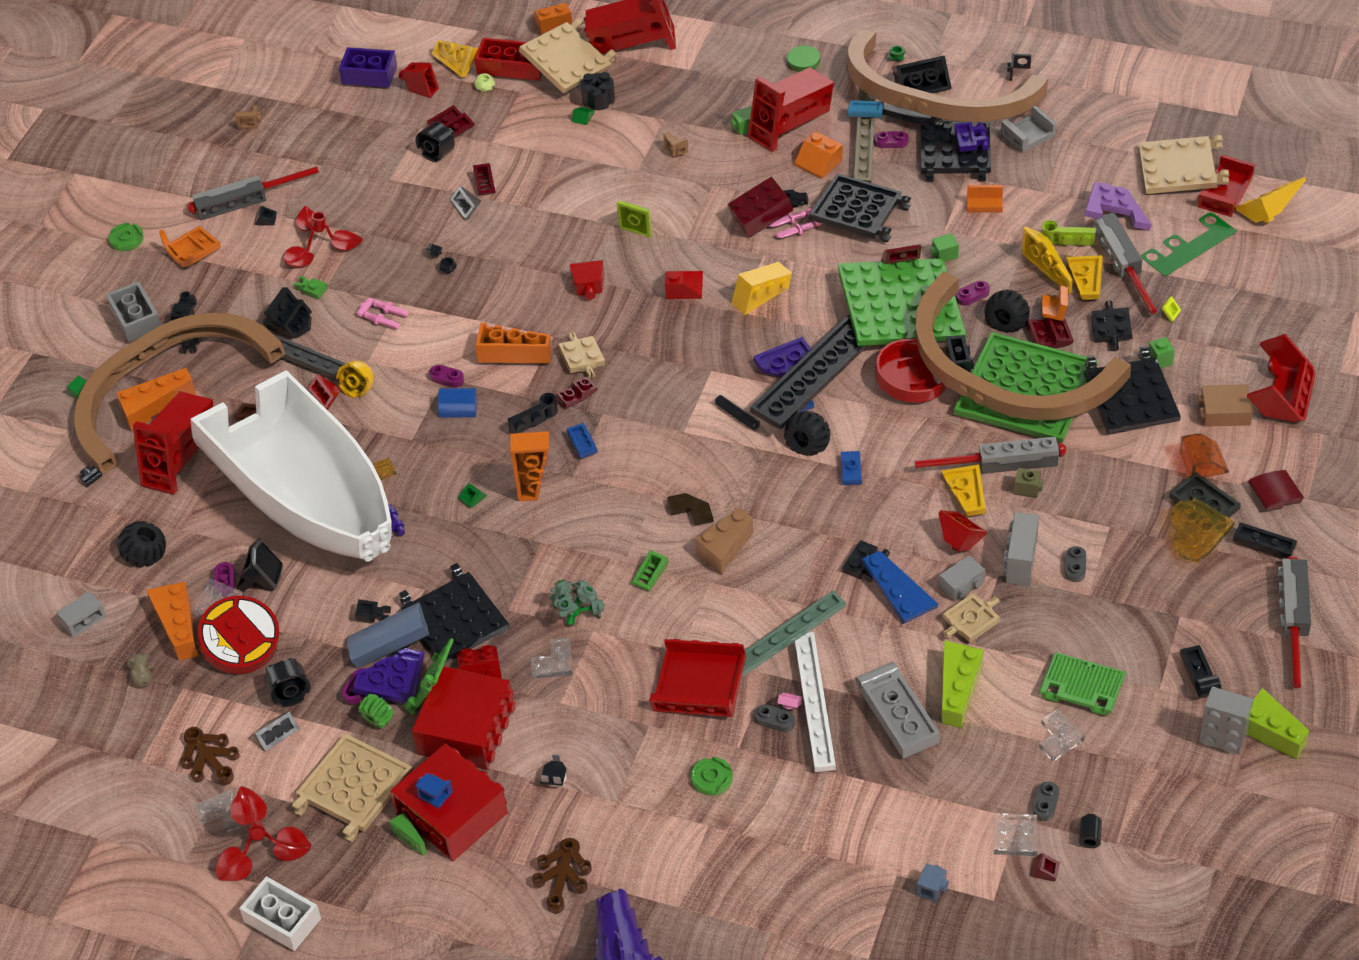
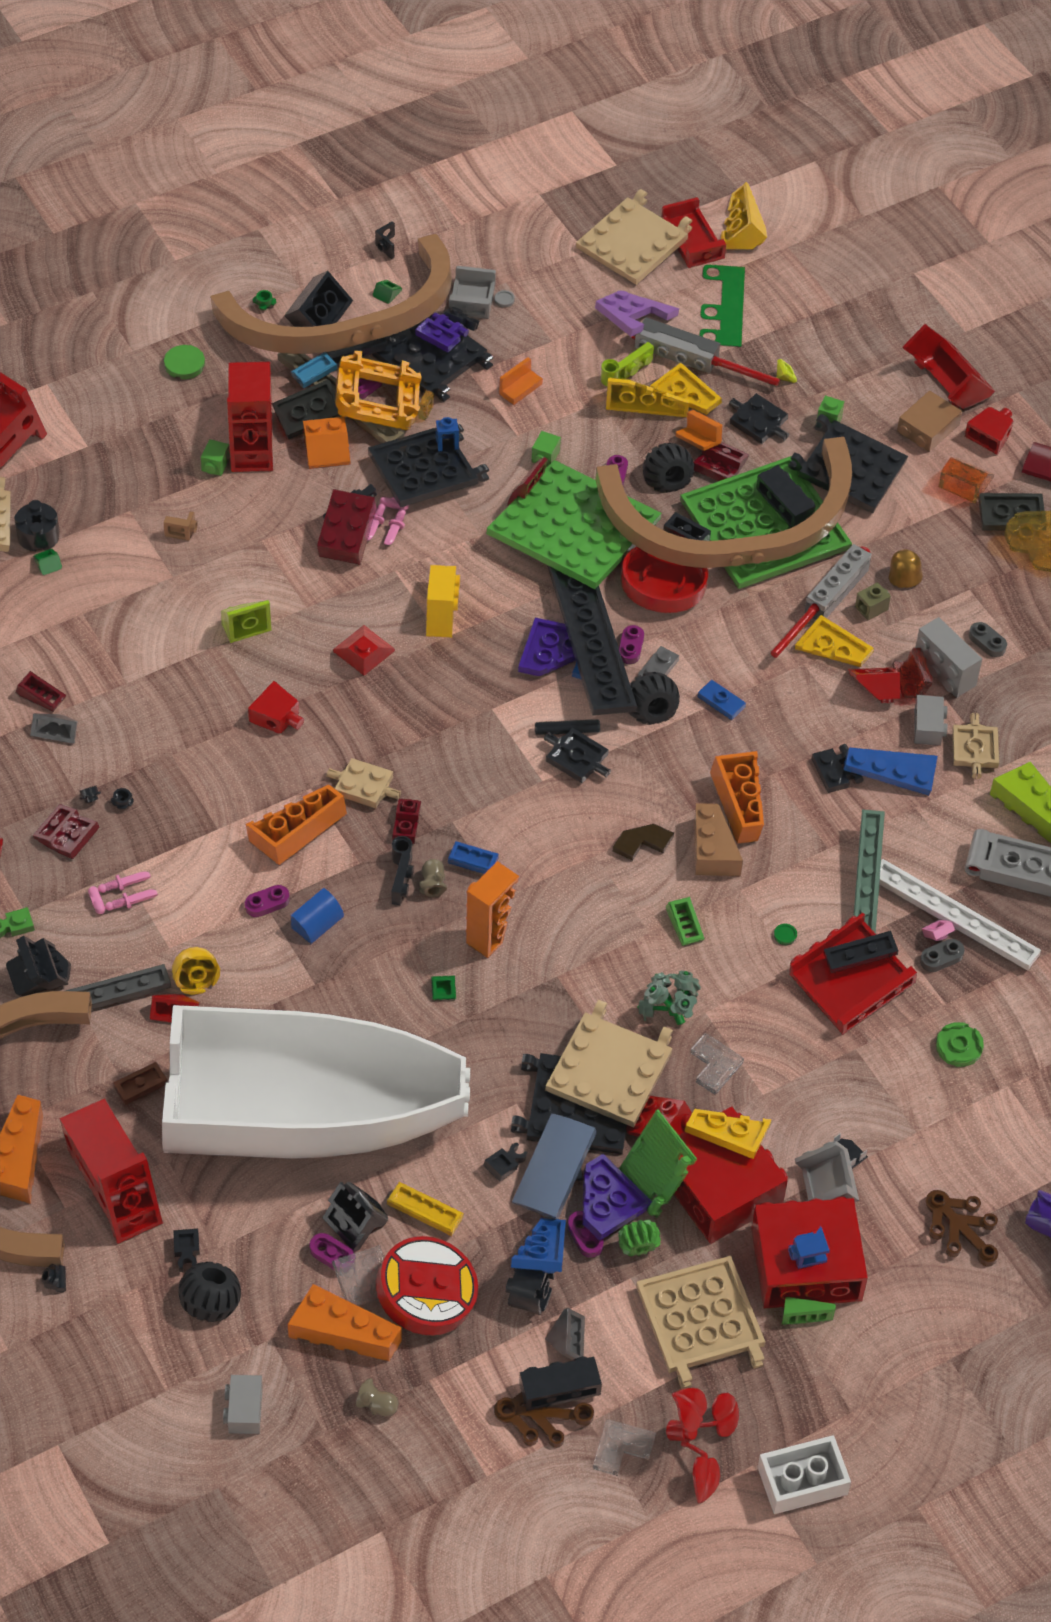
camera: 55 degrees left, 5 degrees up
(164, 513) = (186, 1246): none -> black plate
(231, 745) = (560, 1383): none -> black brick
(299, 599) = (425, 1208): none -> yellow plate
(313, 666) = (543, 1248): none -> blue wing
(399, 260) = (66, 831): none -> dark red slope
(483, 690) = (731, 1133): none -> yellow wing
(491, 609) = (610, 1067): none -> tan plate
(522, 773) = (828, 1172): none -> light grey panel
(549, 425) = (433, 878): none -> dark tan animal
(700, 627) = (785, 934): none -> green piece
(715, 667) = (861, 952): none -> black plate
(719, 431) = (577, 755): none -> black plate
(779, 525) = (739, 793): none -> orange wedge
(835, 126) = (308, 404): none -> pearl dark grey plate
(842, 420) = (661, 662): none -> flat silver plate
(844, 395) = (631, 640): none -> magenta plate
(882, 168) = (347, 396): none -> light orange plate
(888, 190) = (447, 429): none -> blue window
(907, 173) = (426, 405): none -> clear yellow tile
(978, 93) = (386, 291): none -> green slope
(987, 543) = (913, 674): none -> clear red bracket
(998, 137) = (457, 315): none -> black plate
(1047, 147) = (504, 298): none -> light grey piece
(1053, 373) = (785, 496): none -> black brick
(1077, 480) = (905, 569): none -> pearl gold hair
(1265, 440) = (990, 428): none -> red torso

